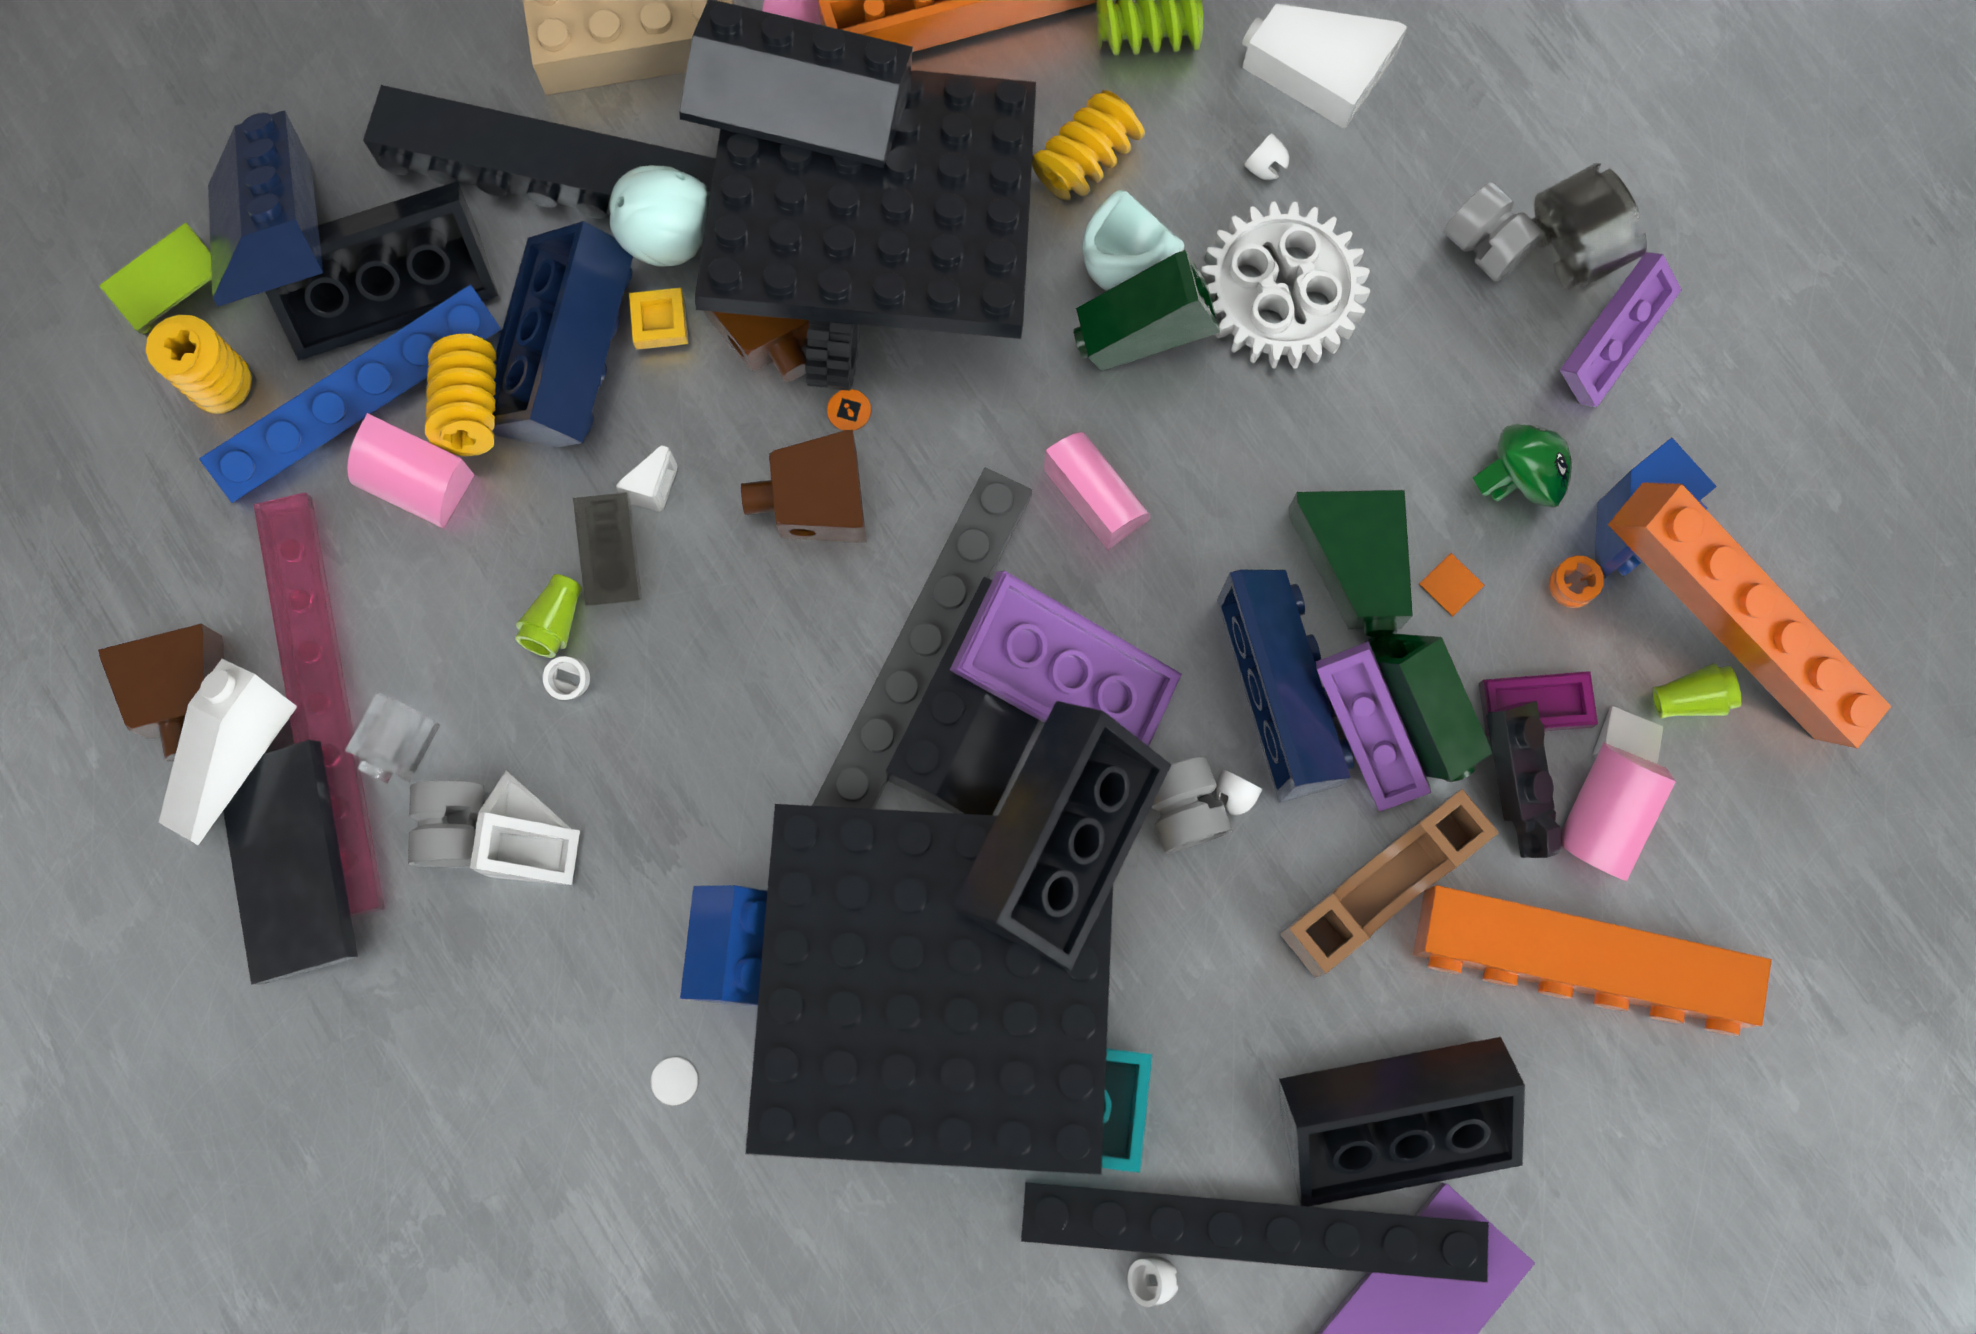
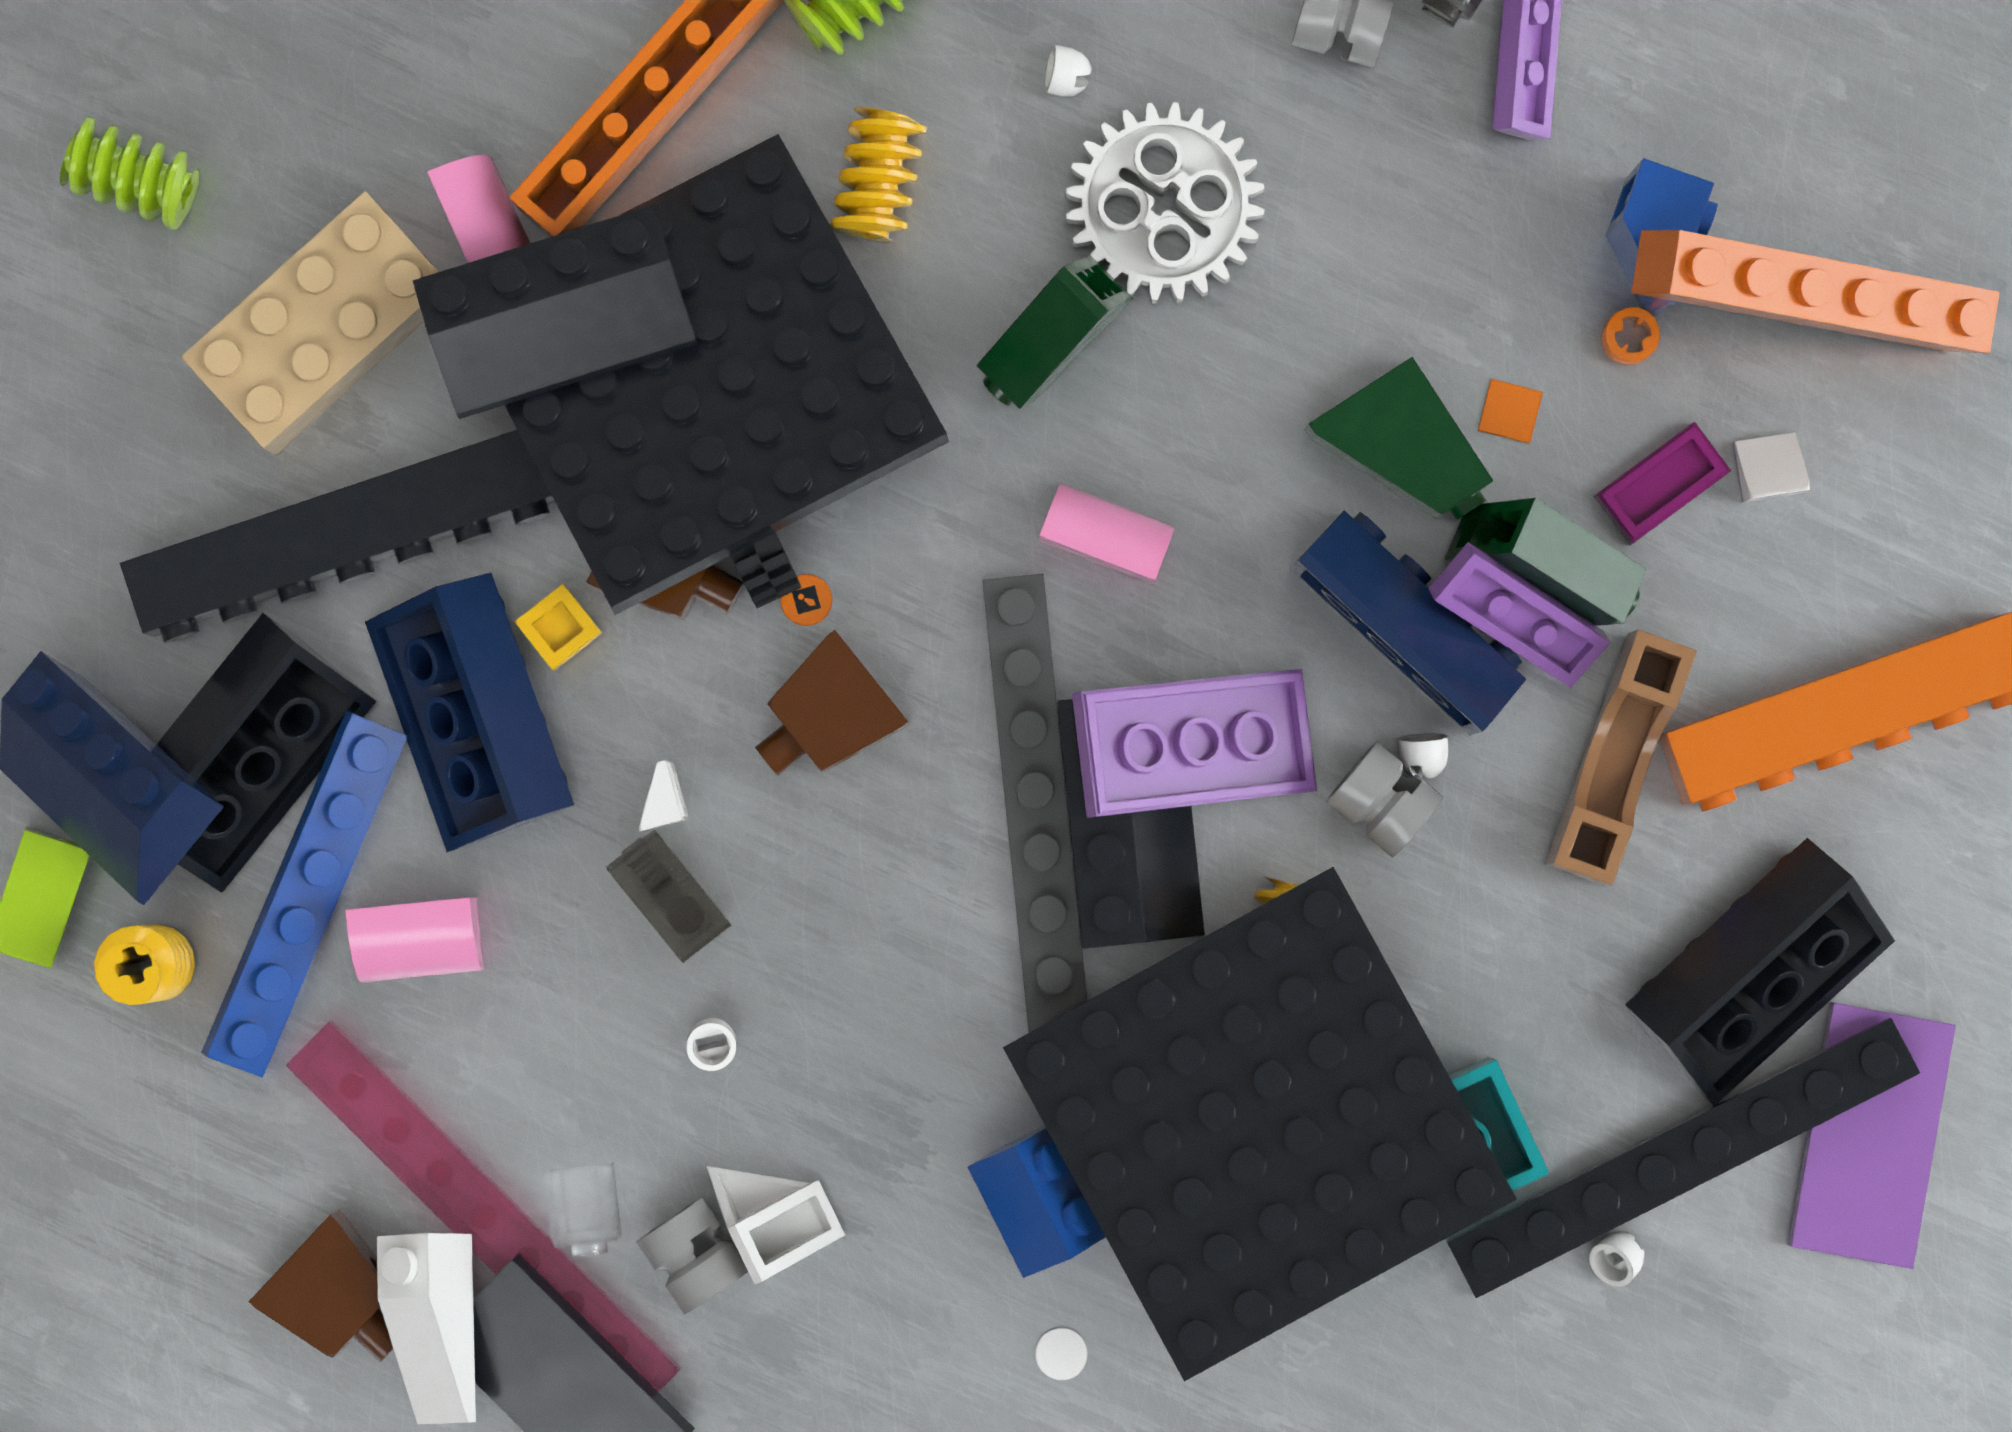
camera: 30 degrees left, 10 degrees up
(461, 395) = (419, 836): yellow piece -> none
(549, 618) = (654, 995): lime cone -> none
(659, 214) = (504, 529): light aqua piece -> none
(1063, 833) = (1295, 913): black slope -> none
(1125, 241) = (989, 265): light aqua piece -> none
(1524, 778) = (1690, 571): black hinge -> none
(1528, 460) = (1518, 245): green piece -> none
(1616, 810) = (1795, 553): bright pink brick -> none
(1700, 693) = (1811, 380): lime cone -> none

